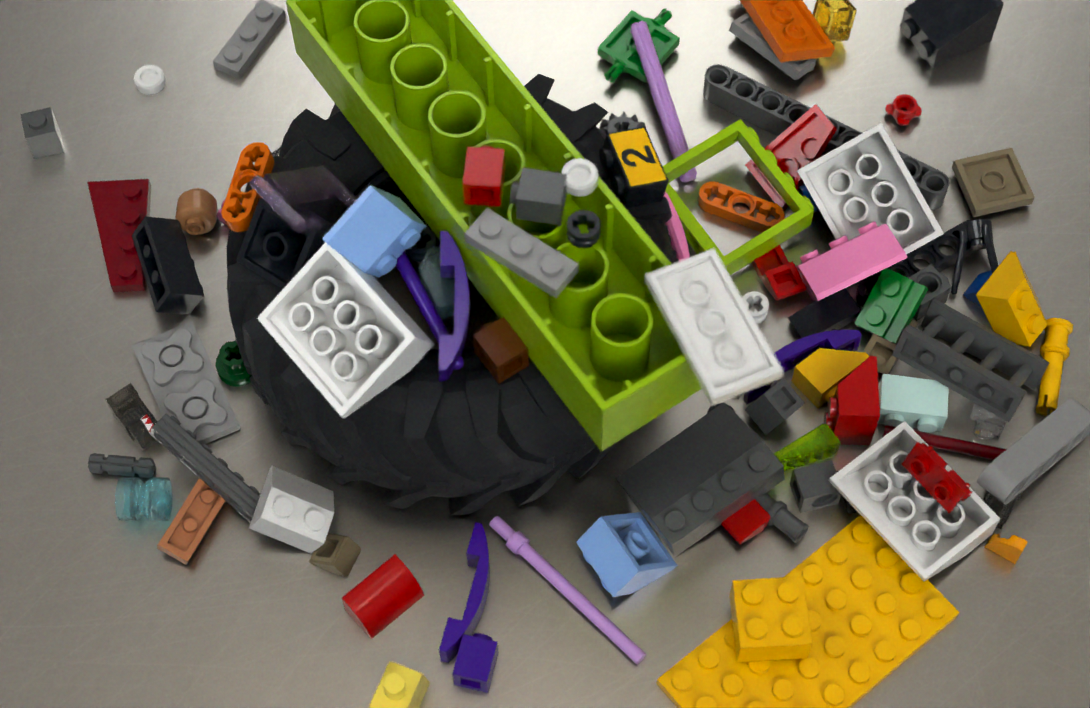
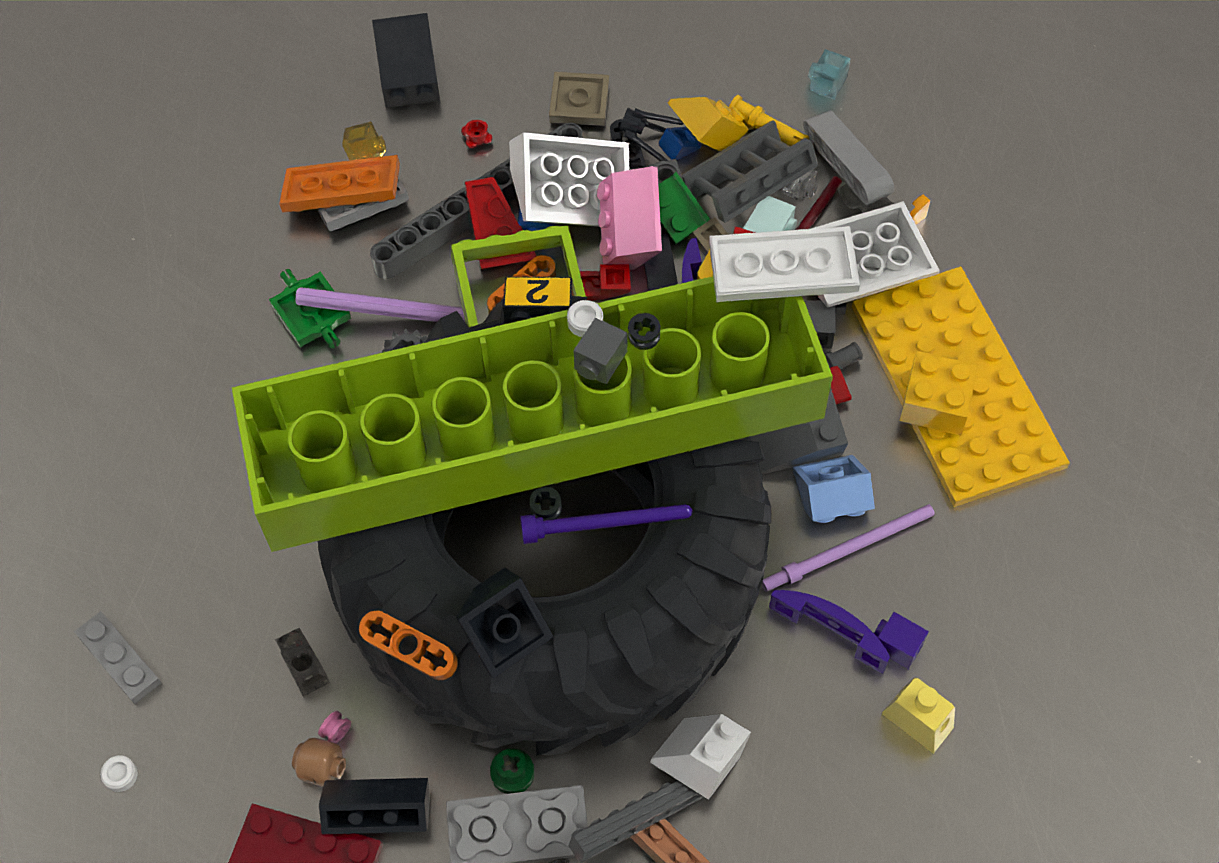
camera: 70 degrees left, 0 degrees up
(299, 187) = (449, 588): plate -> none
(336, 554) = (759, 734): dark tan slope -> none
(344, 331) = (619, 596): white slope -> none
(375, 231) = (540, 525): light blue slope -> none
(382, 596) = (809, 702): red brick -> none
(438, 289) = (596, 495): clear light blue piece -> none
(453, 267) = (644, 479): dark purple slope -> none
(484, 176) = (558, 390): red brick -> none
(500, 349) = (690, 467): reddish brown brick -> none
(521, 252) = (648, 389): light grey plate -> none
(930, 472) = (864, 224): red hinge -> none

